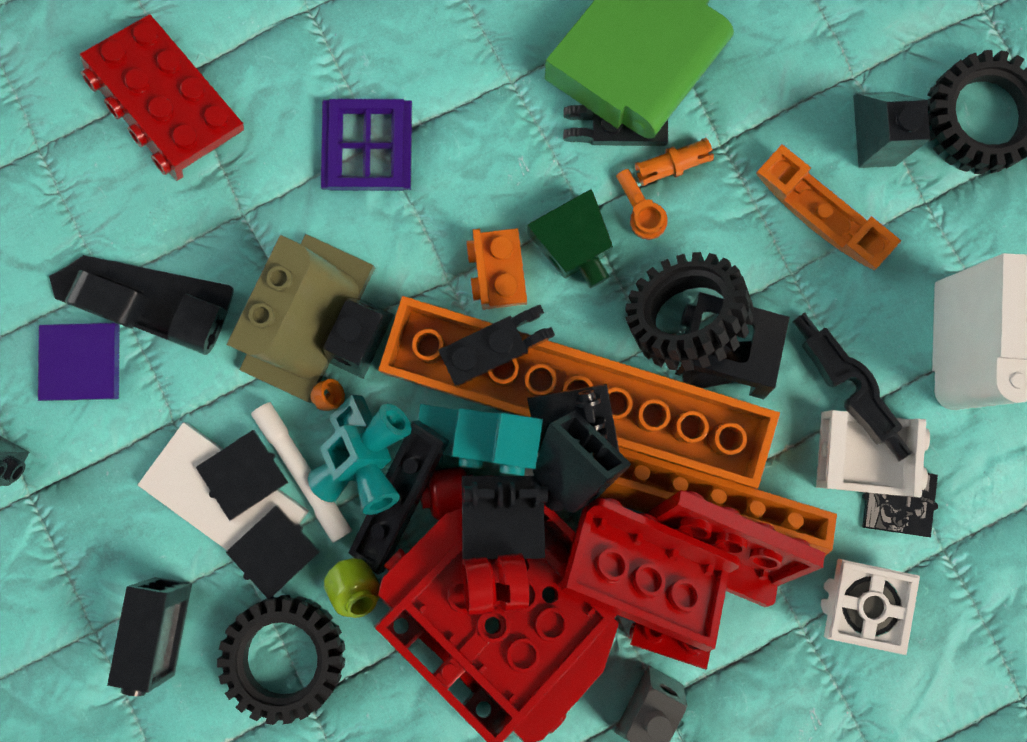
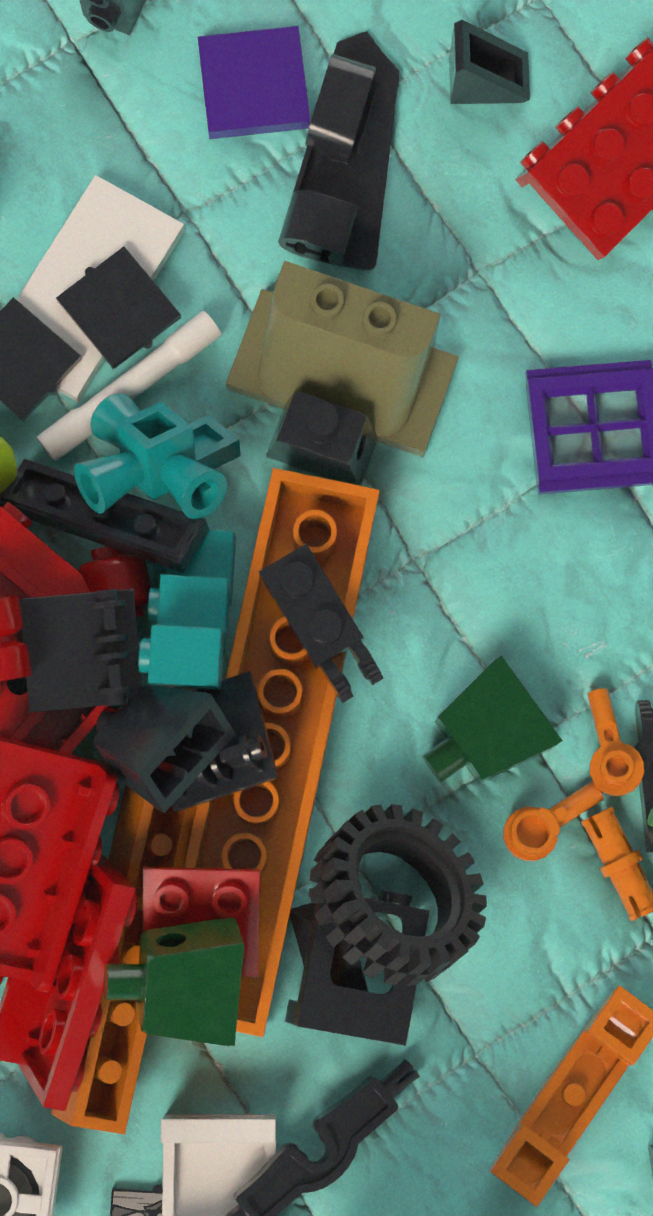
camera: 80 degrees right, 5 degrees down
(89, 192) = (486, 68): none -> black slope
(330, 401) = (231, 415): orange hinge -> none
(498, 267) = (437, 623): orange bracket -> none
(607, 158) = (615, 765): none -> orange plate
(700, 447) = (203, 894): none -> red hinge
(746, 460) = (184, 981): none -> dark green torso

